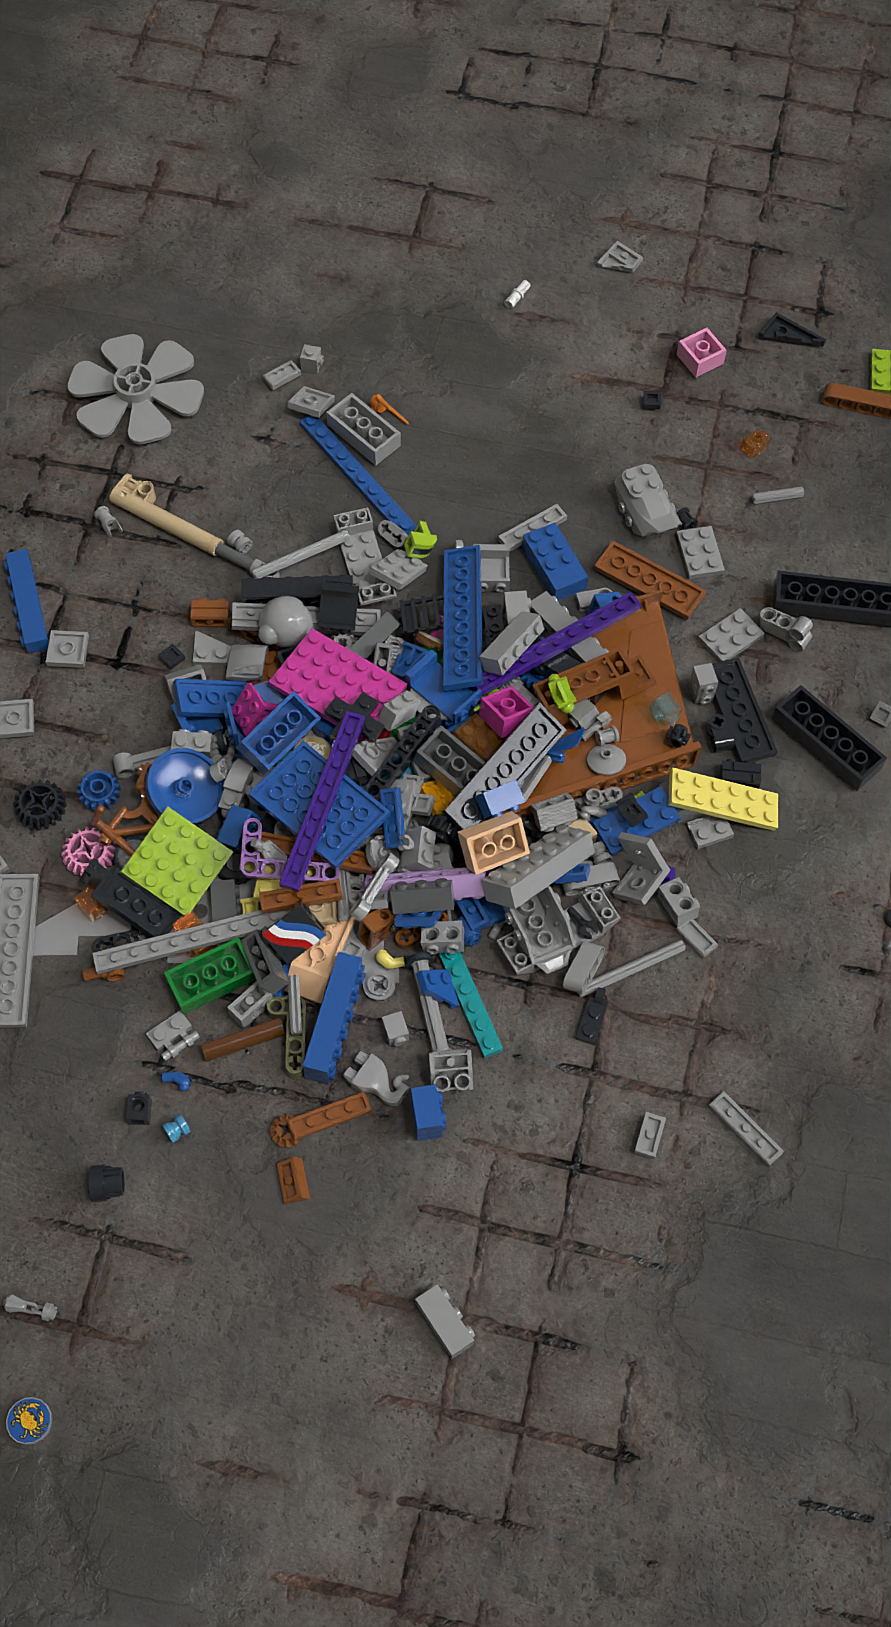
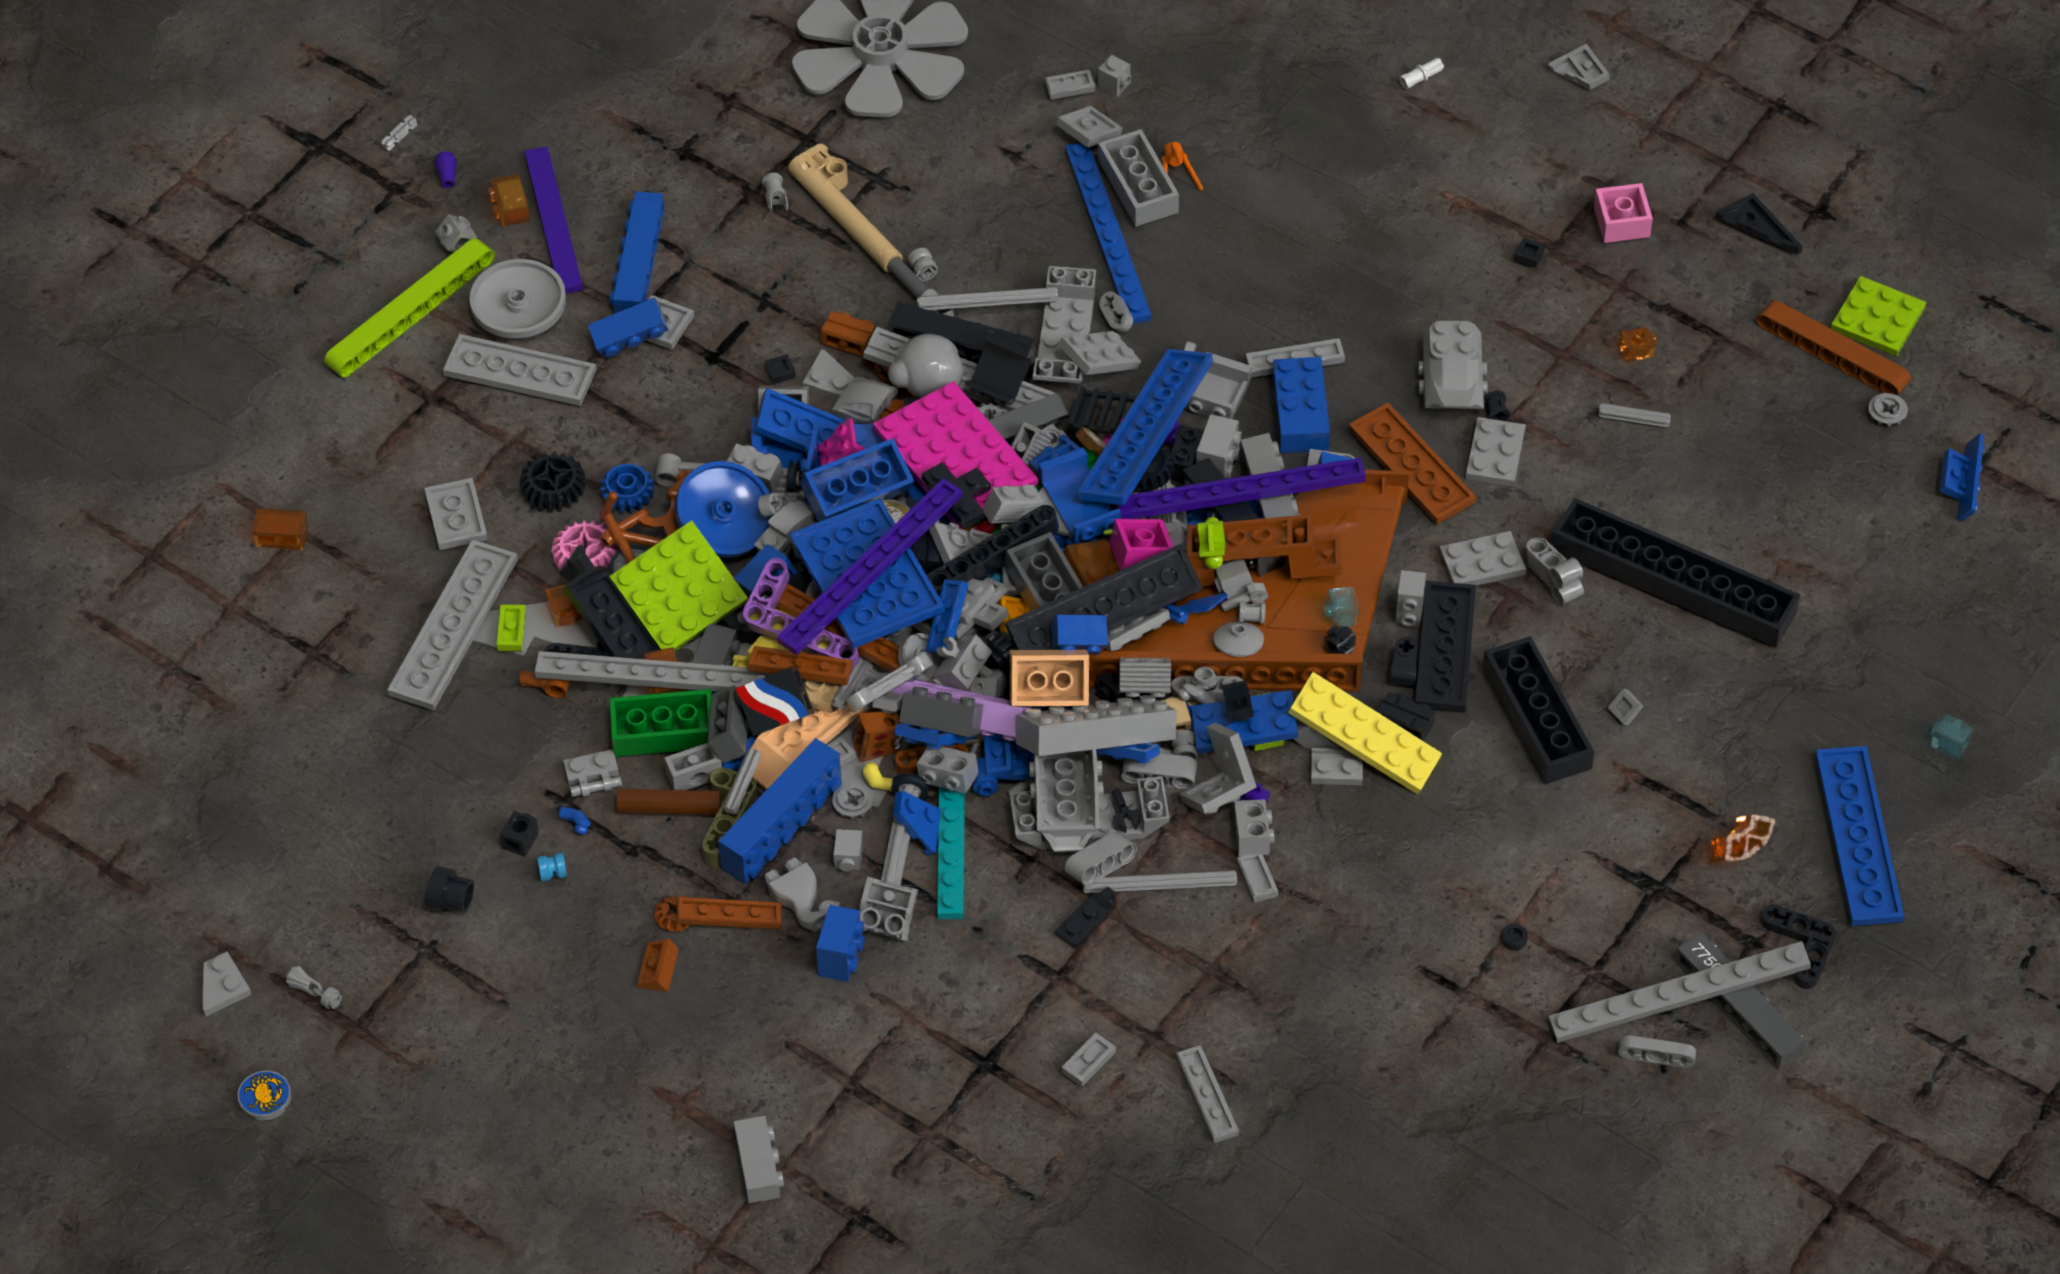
camera: 25 degrees right, 10 degrees down
(46, 663) = (628, 328): none -> blue brick
(58, 936) = (511, 628): none -> lime plate
(269, 849) = (783, 599): light grey piece -> none
(420, 541) = (1142, 332): lime brick -> none
(511, 643) = (1184, 470): light grey brick -> none

